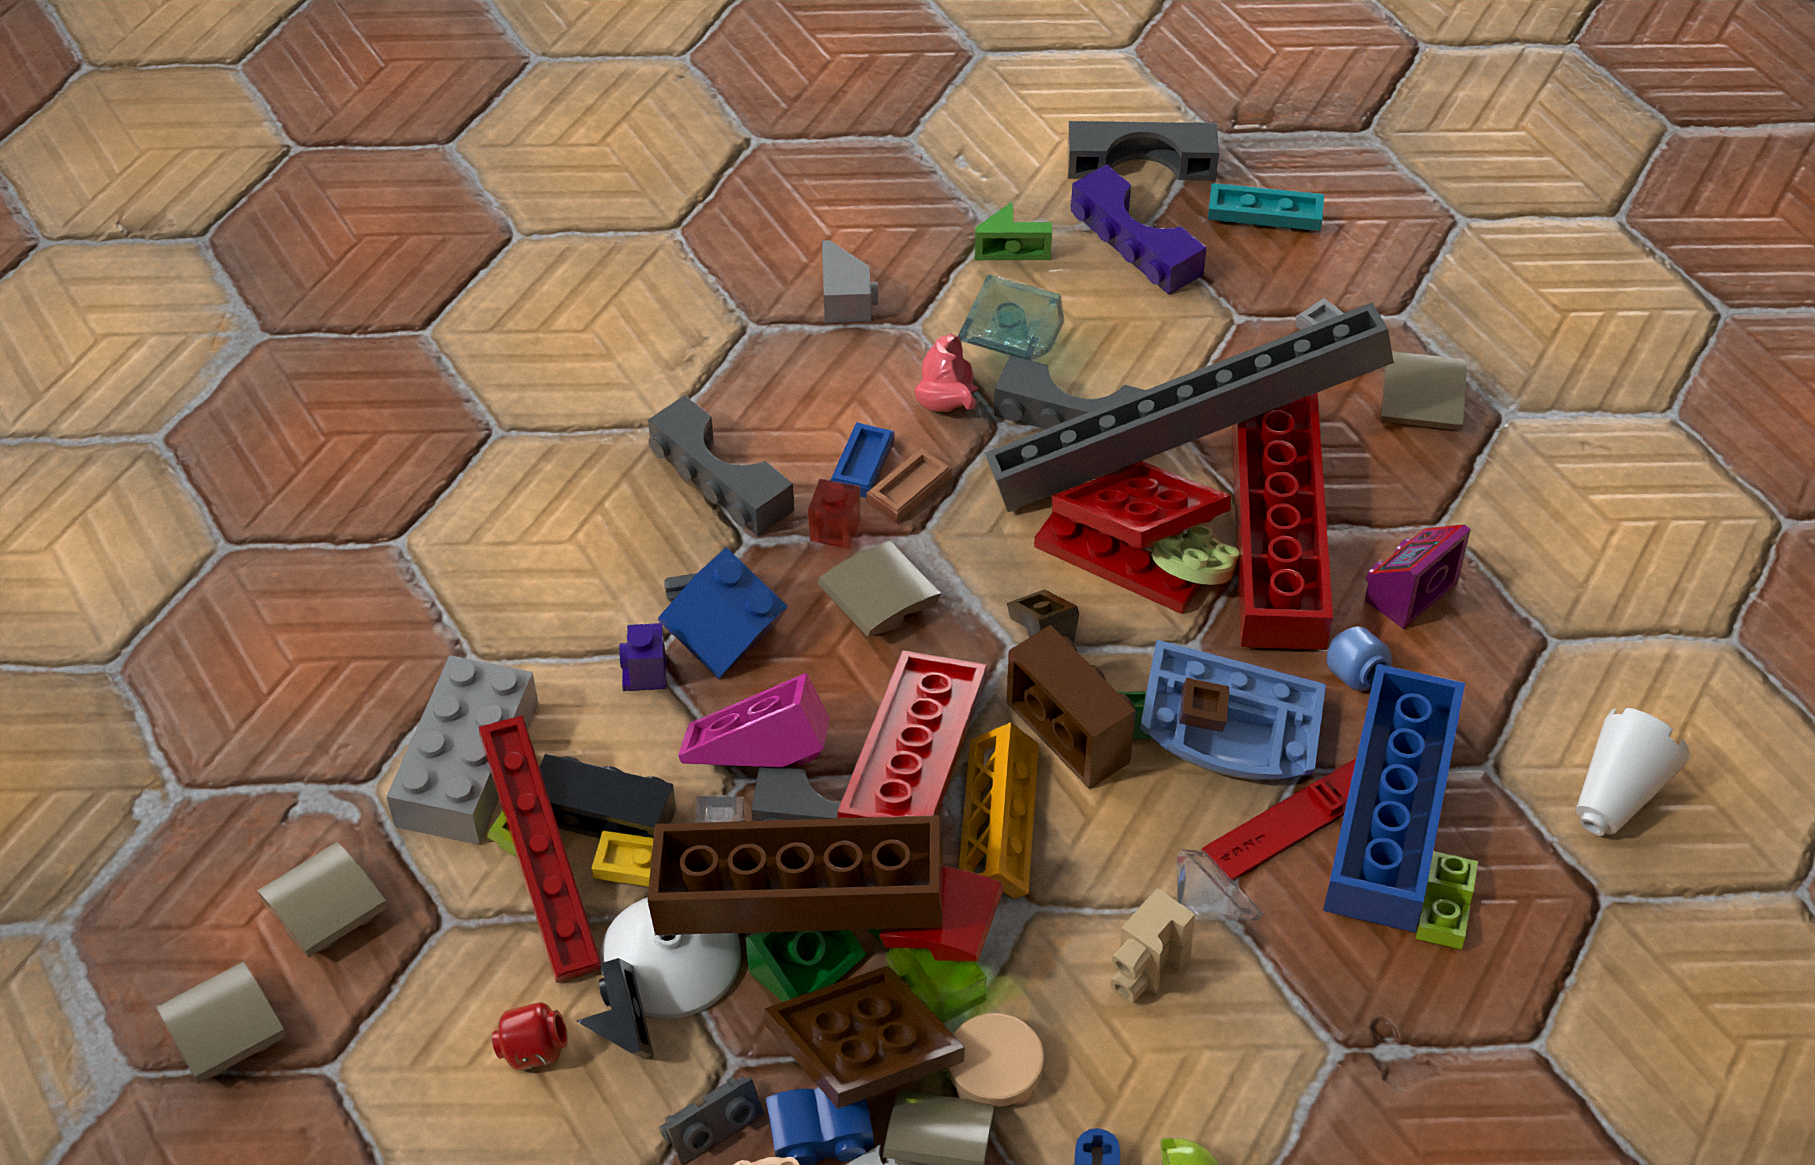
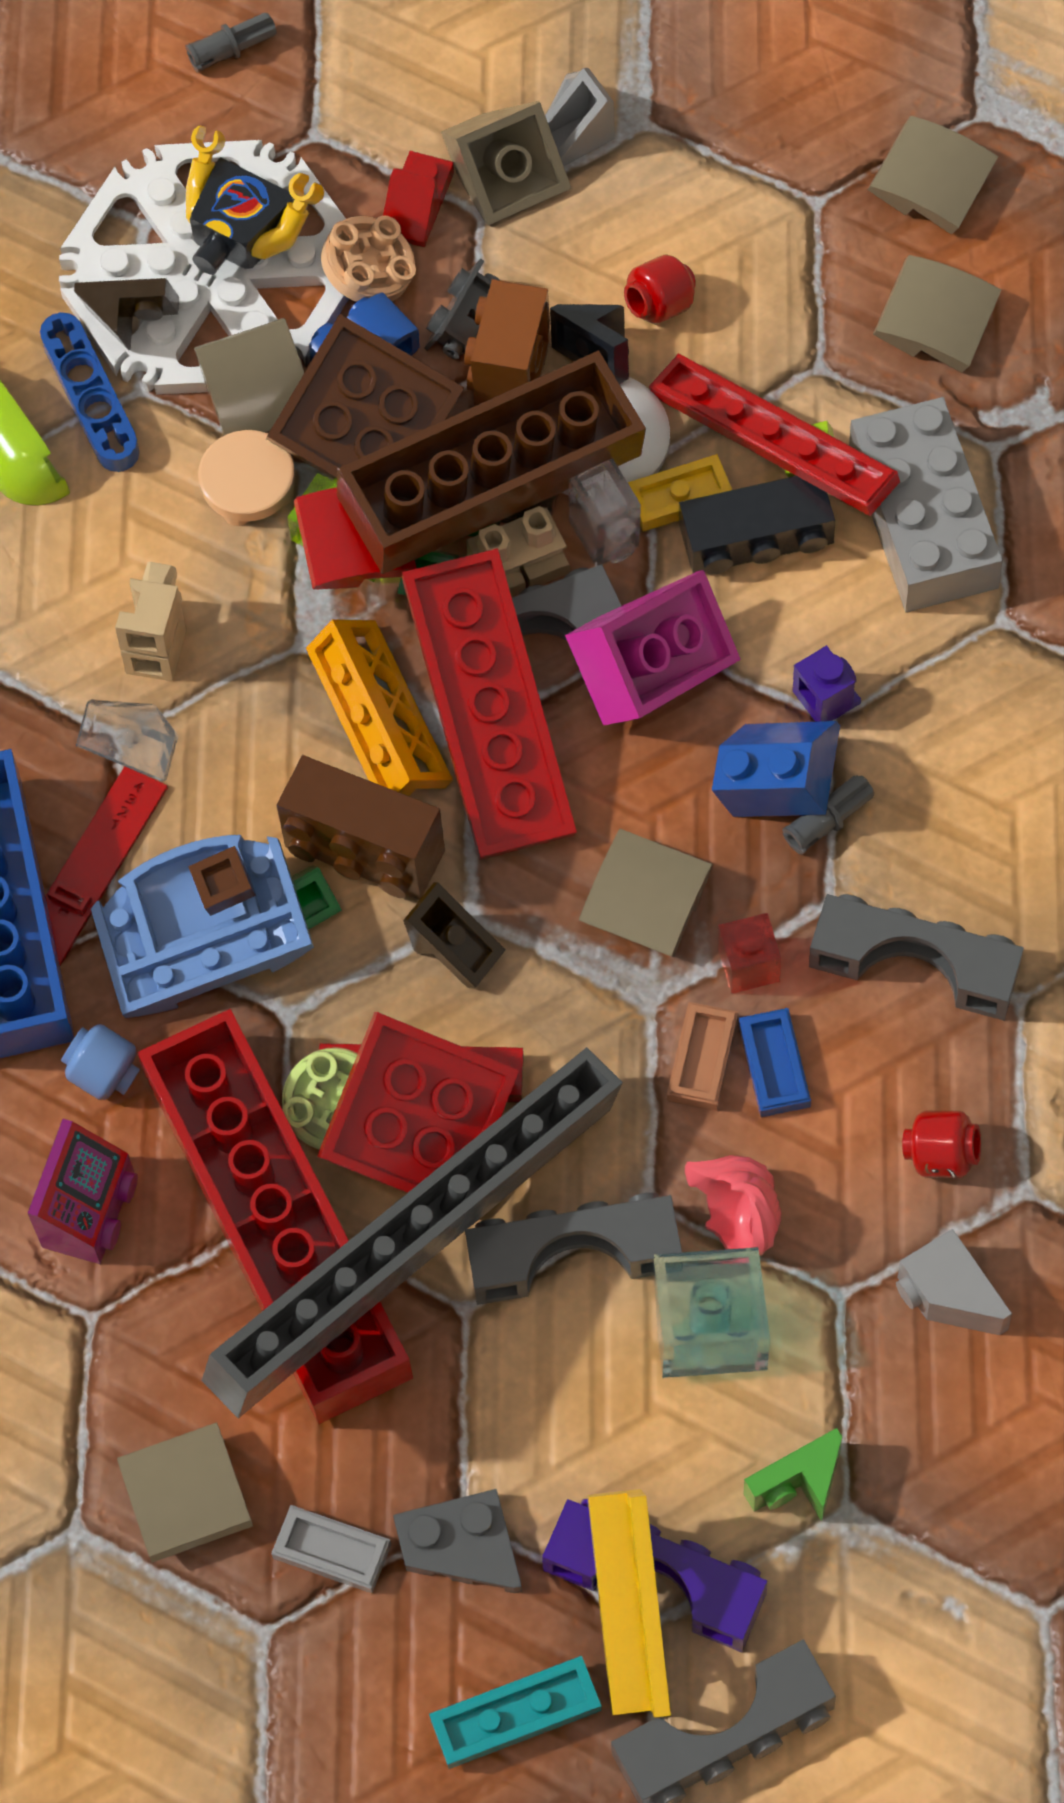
camera: 155 degrees right, 15 degrees up
(700, 1027) = (509, 341): none -> dark orange brick
(789, 355) = (942, 1144): none -> red head
(1162, 200) = (628, 1603): none -> yellow fence
(1250, 302) = (460, 1541): none -> dark grey wing

